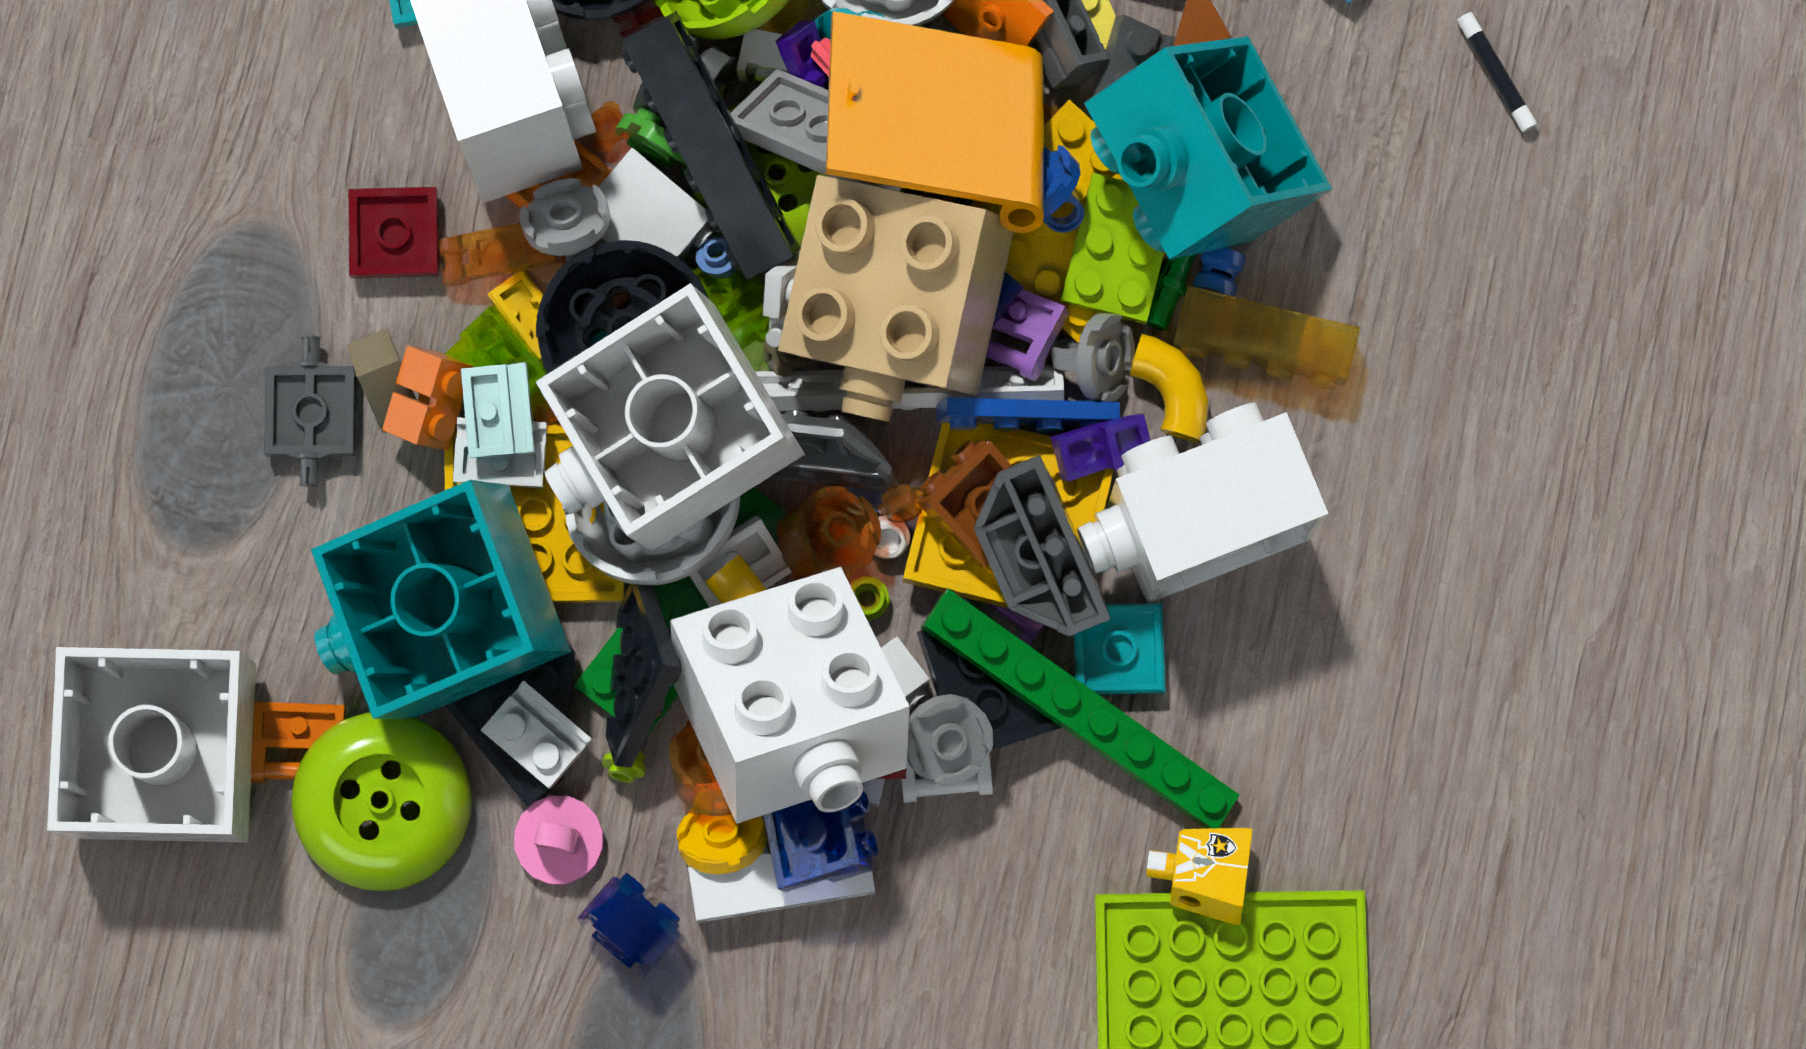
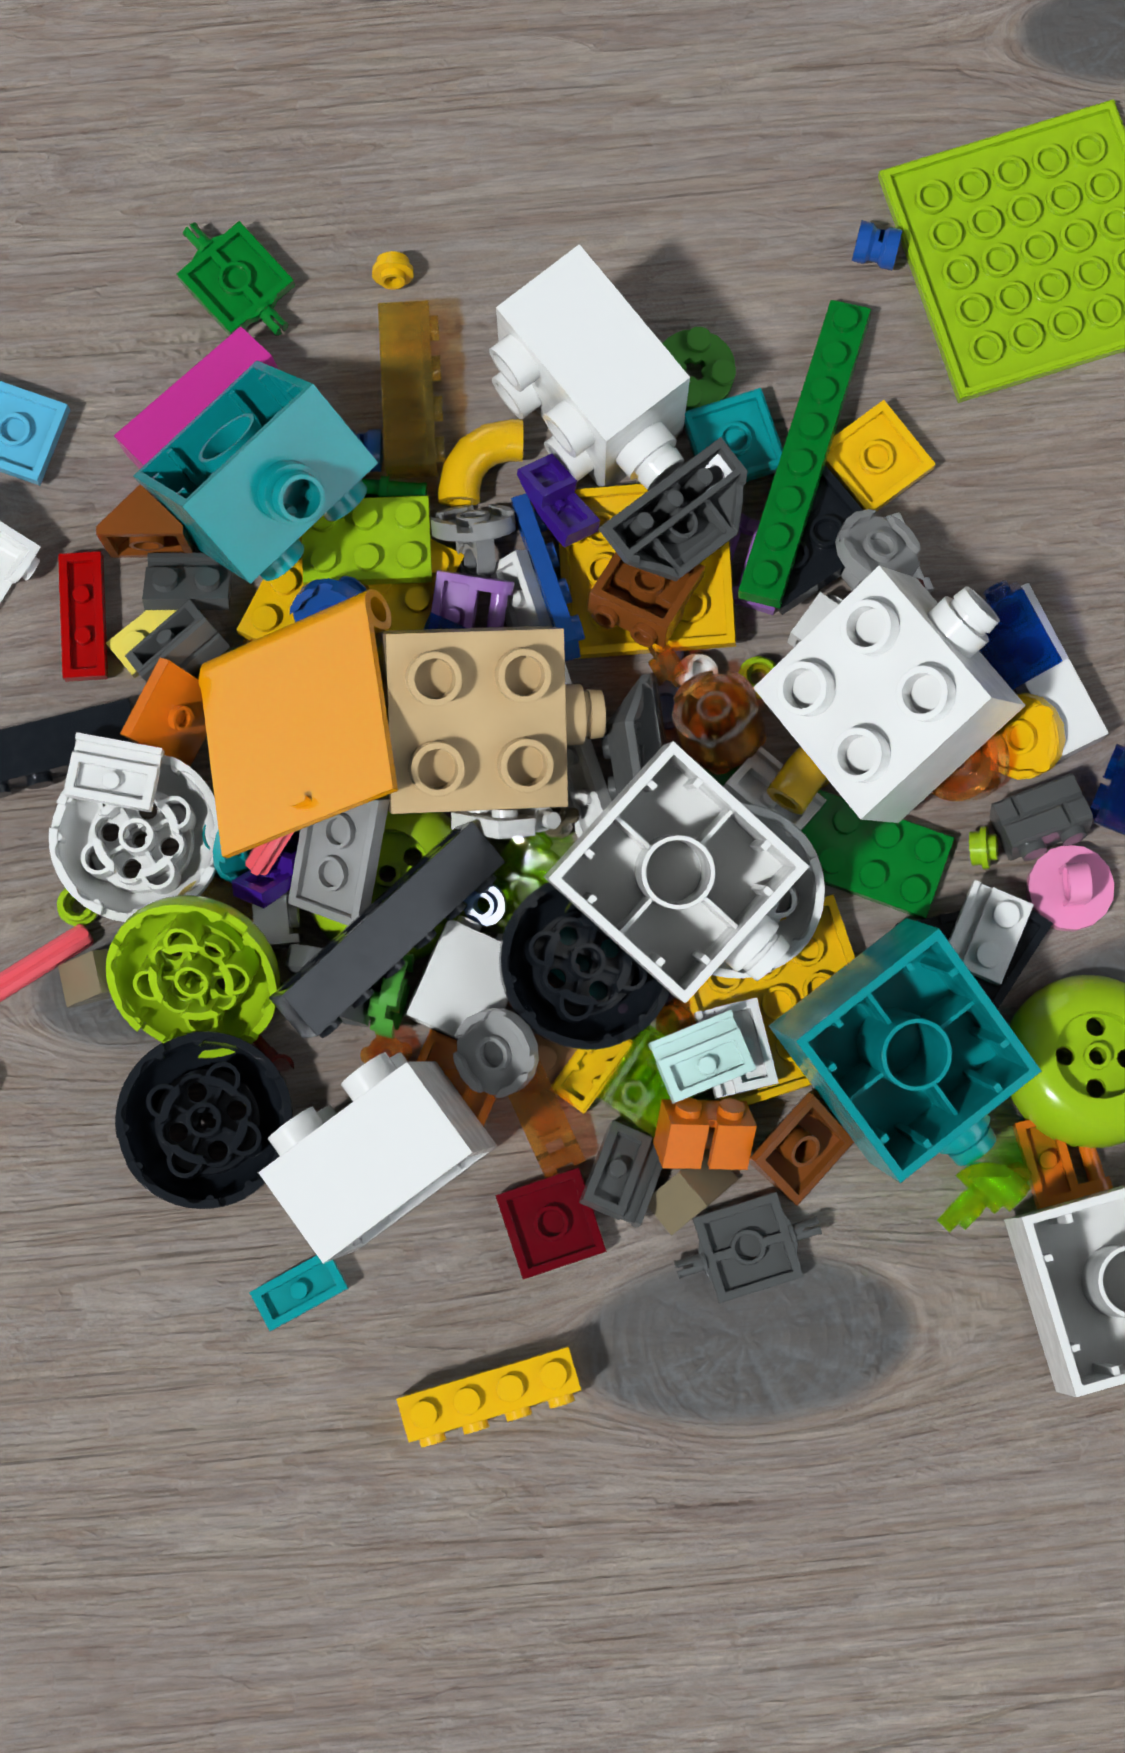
camera: 105 degrees left, 0 degrees up
(252, 126) = (487, 1394): none -> yellow brick
(287, 647) = (991, 1183): none -> clear neon green brick
(381, 479) = (801, 1149): none -> dark orange slope
(416, 312) = (623, 1175): none -> dark grey plate
(633, 829) = (1041, 818): none -> dark grey brick
(639, 674) = (904, 845): black plate -> none
(1056, 787) = (877, 458): none -> yellow plate
(1206, 871) = (912, 302): yellow torso -> none
(1229, 643) = (715, 357): none -> bright green plate
(1286, 849) = (876, 245): none -> blue wheel
(1320, 123) = (190, 396): none -> dark pink brick
(1399, 359) = (392, 270): none -> yellow plate
(1436, 201) = (235, 279): none -> green plate
(1497, 72) = (97, 263): black bar -> none

